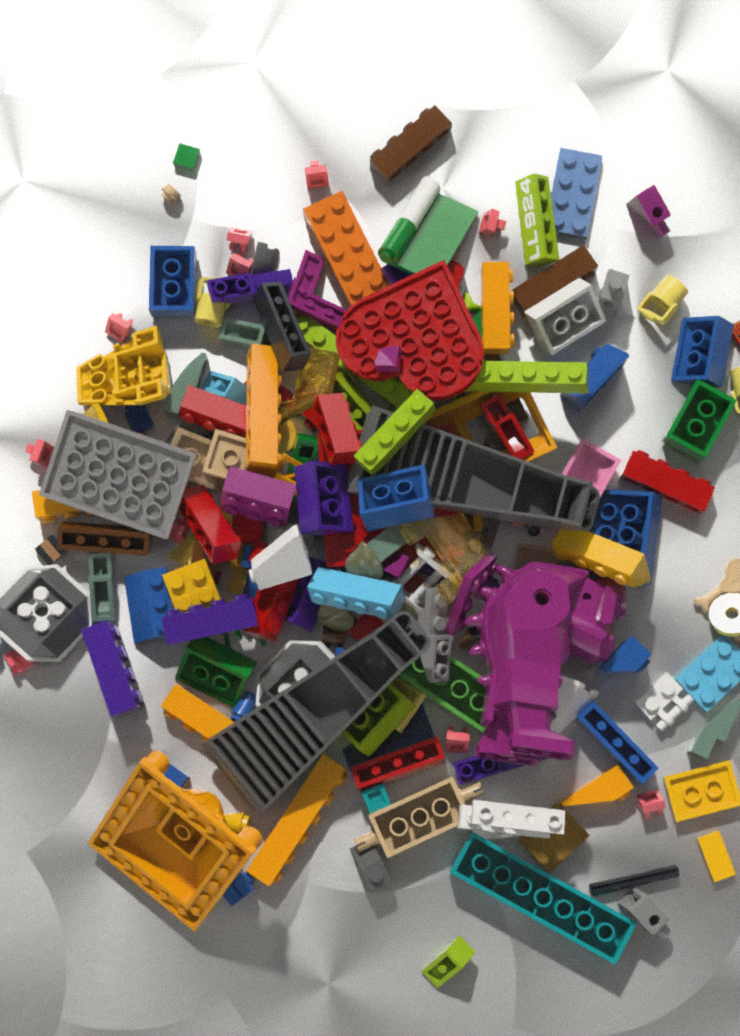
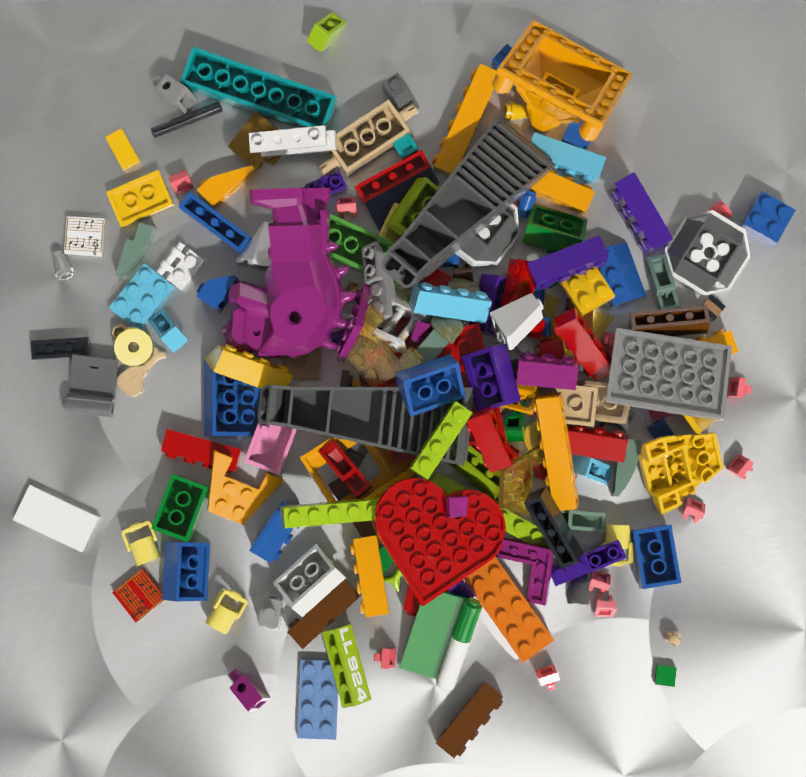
camera: 175 degrees right, 5 degrees up
(57, 365) = (740, 466): none -> coral tile
(183, 753) = (570, 158): none -> medium azure brick
(637, 423) = (235, 498): none -> light orange wing
(689, 627) = (168, 330): none -> medium azure slope

